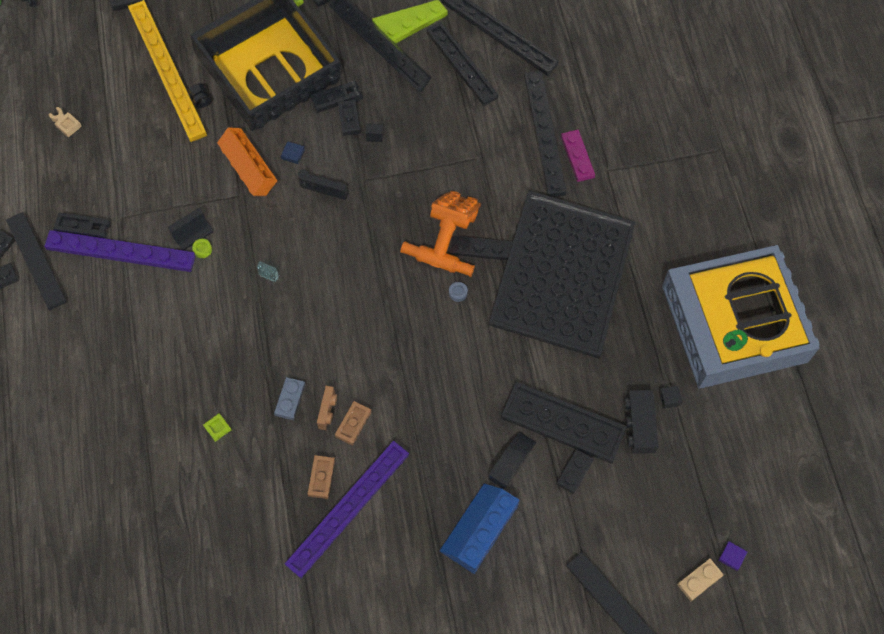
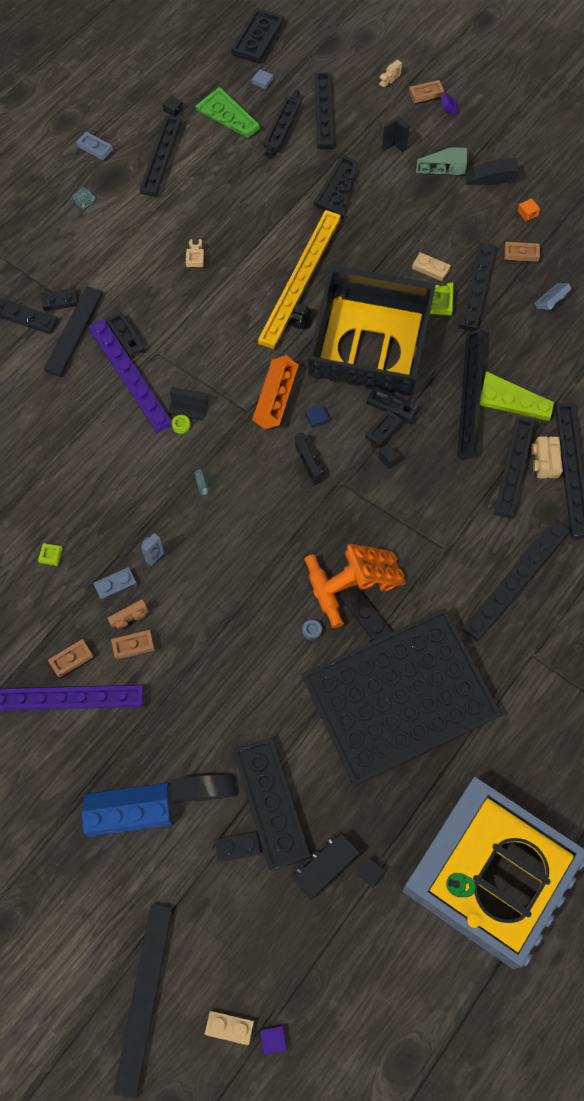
camera: 50 degrees right, 0 degrees up
(290, 346) = (152, 549): none -> sand blue plate
(475, 38) = (547, 457): none -> tan brick
(577, 155) = (521, 621): magenta plate -> none

